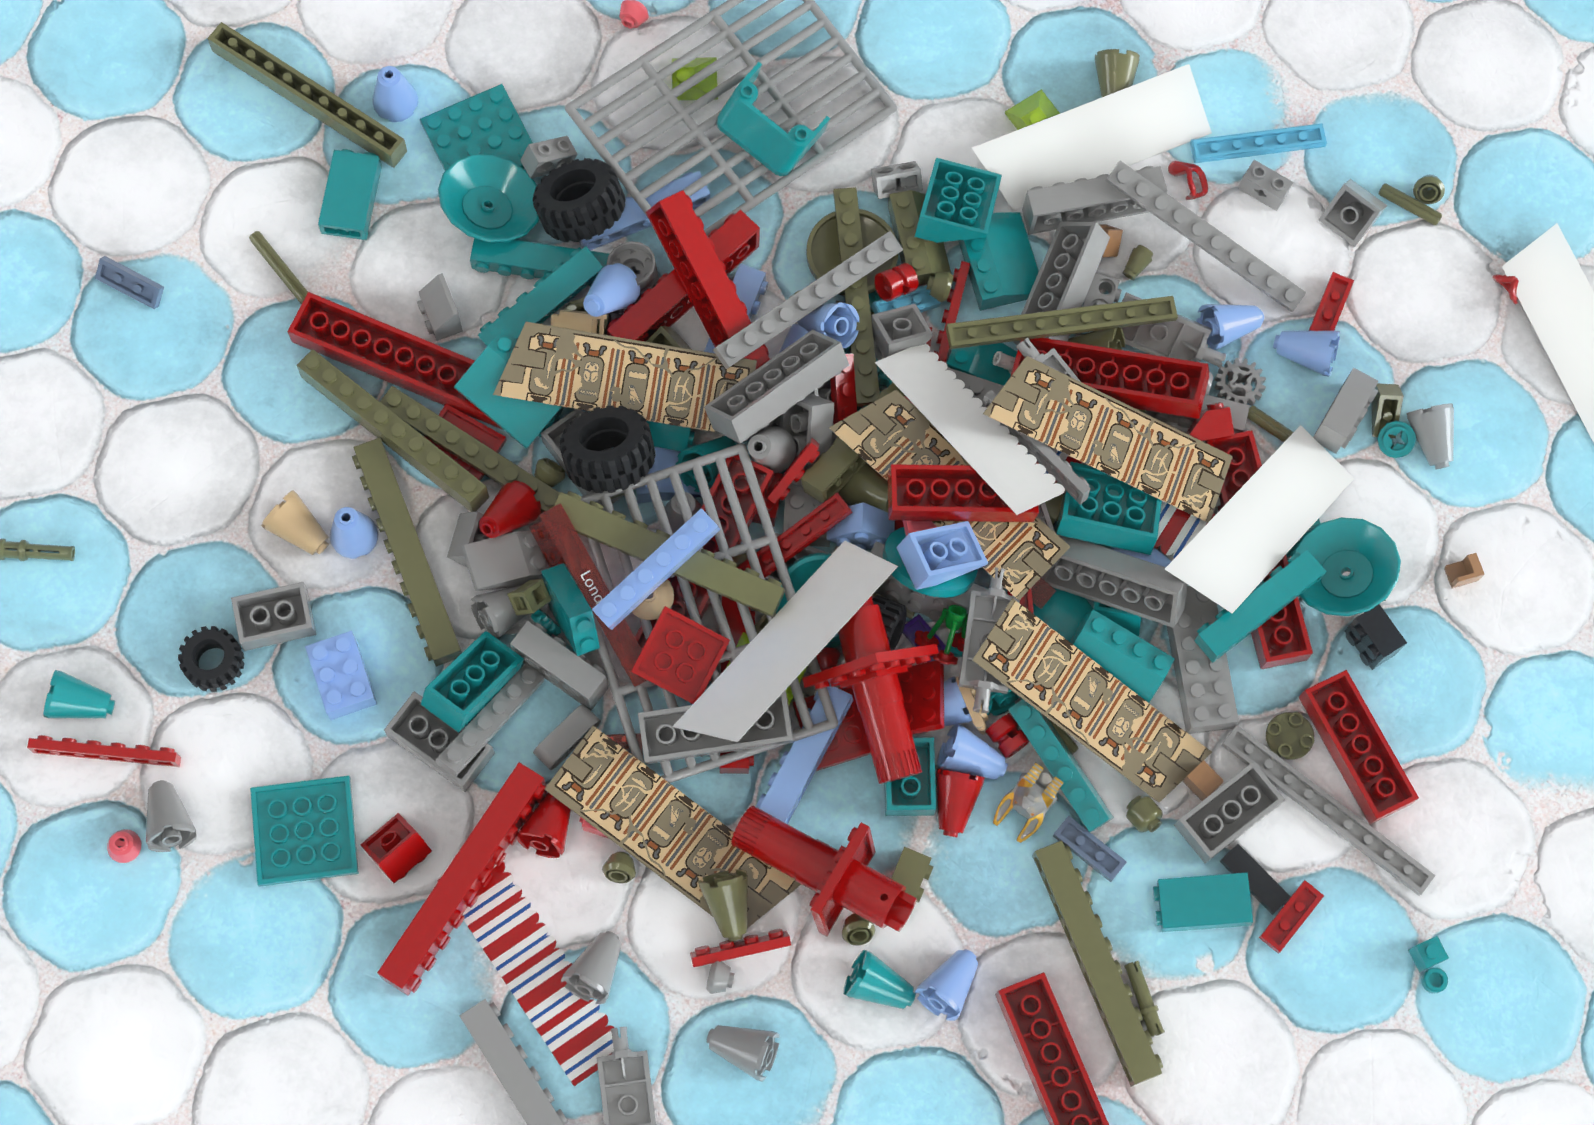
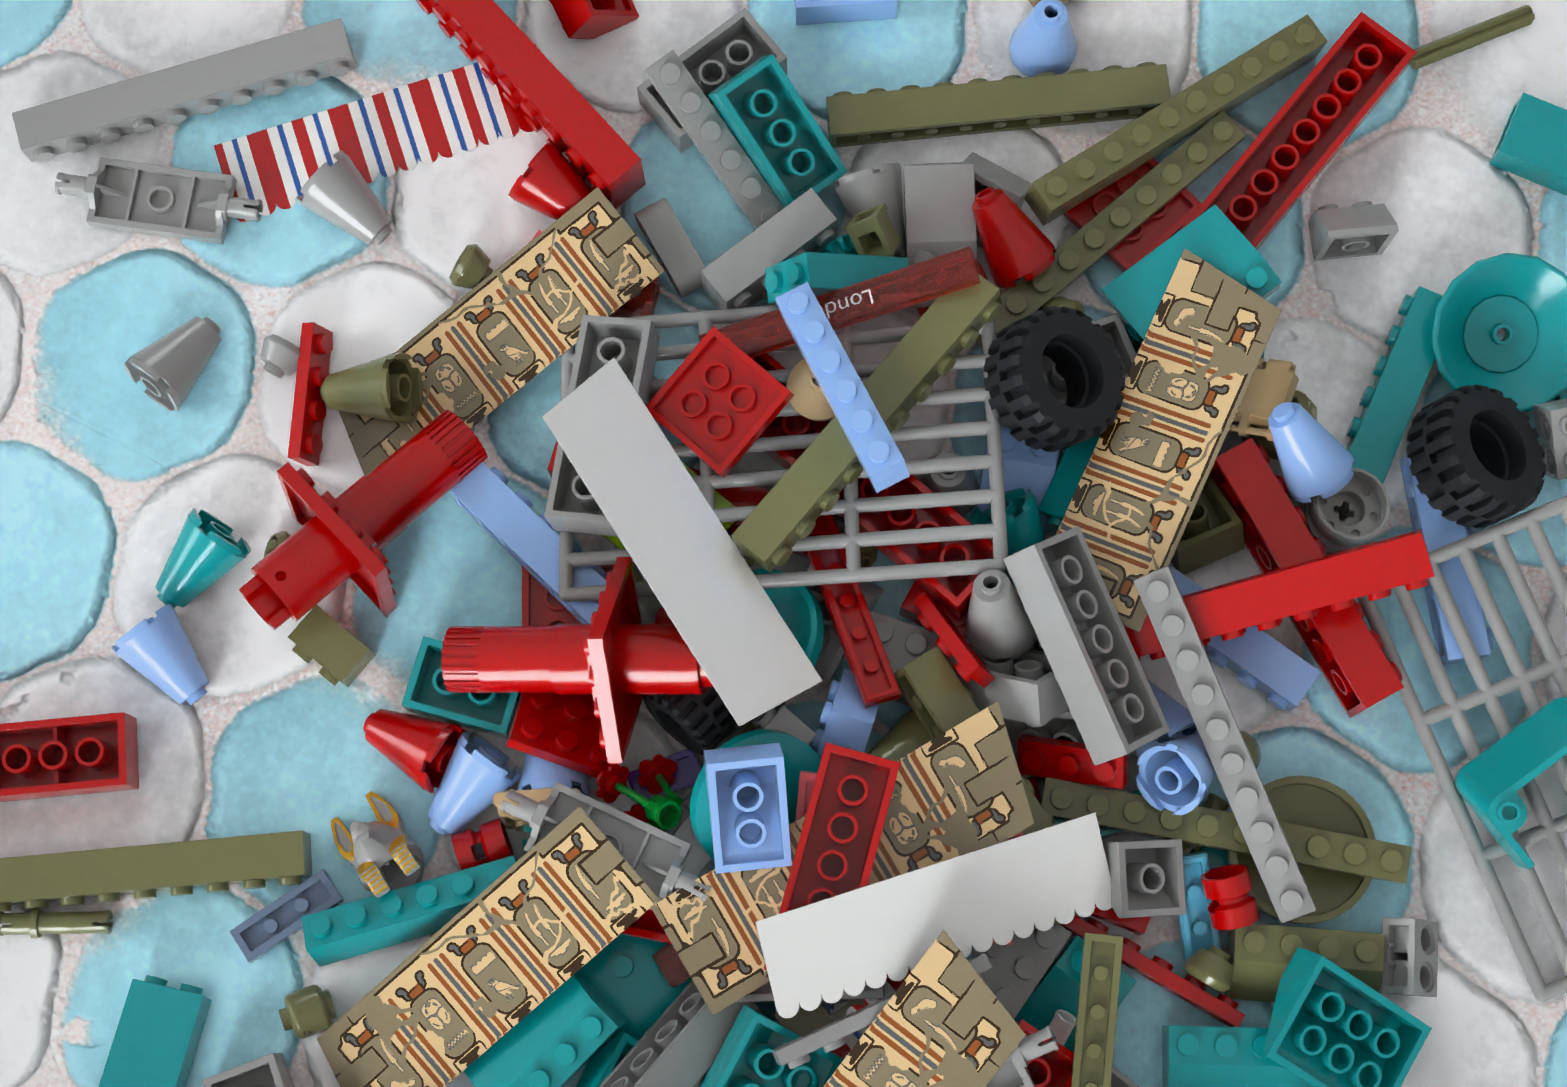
camera: 115 degrees right, 5 degrees up
(546, 297) = (1328, 373): teal brick -> none

